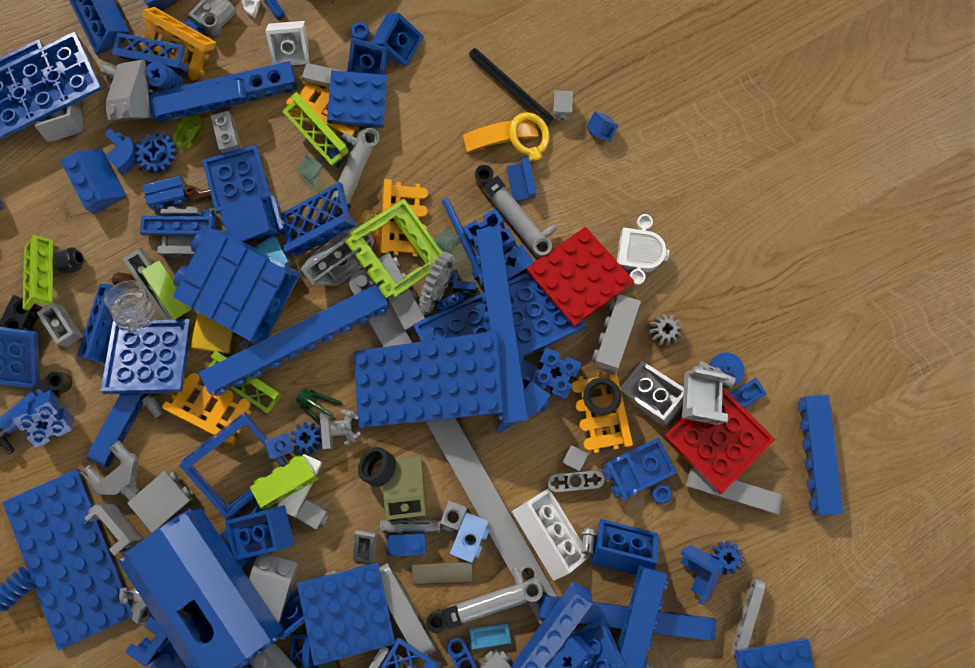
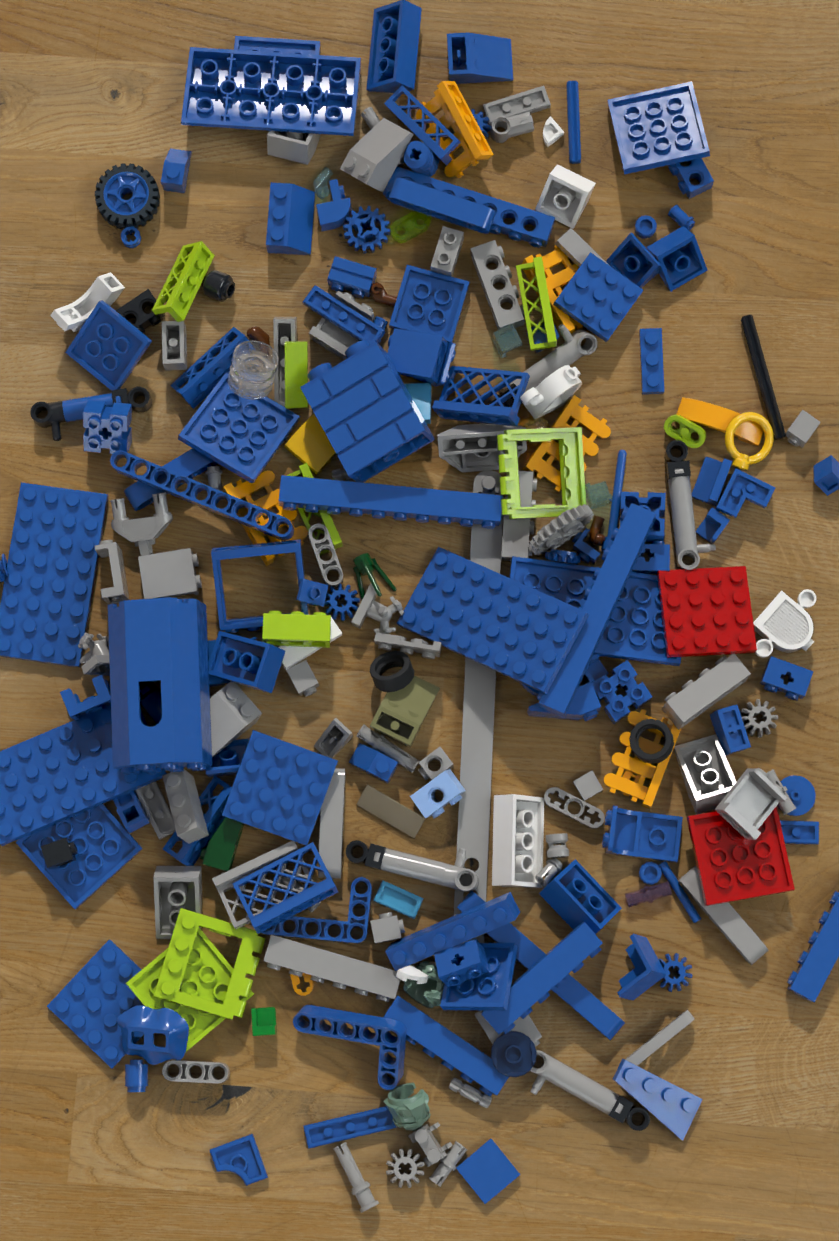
camera: 40 degrees right, 0 degrees up
(101, 139) = (320, 183): none -> clear light blue arm
(138, 429) = (194, 487): none -> blue beam
(259, 115) = (491, 253): none -> light grey brick
(263, 408) = (325, 544): none -> light grey beam
(366, 185) = (552, 391): none -> white piece
(378, 440) = (389, 641): none -> light grey wing
(381, 10) = (681, 217): none -> blue pin
(424, 122) = (651, 361): none -> blue plate
(464, 272) = (595, 528): none -> reddish brown arm
(480, 157) = (684, 432): none -> lime plate
(543, 212) = (712, 526): none -> blue panel
(546, 173) = (743, 487): none -> blue panel
(583, 523) = (558, 850): none -> light grey wheel
(651, 351) = (730, 729): none -> blue hinge
(670, 510) = (648, 894): none -> clear purple pin
(675, 282) = (777, 669): none -> blue brick
(692, 494) = (679, 891): none -> blue bar

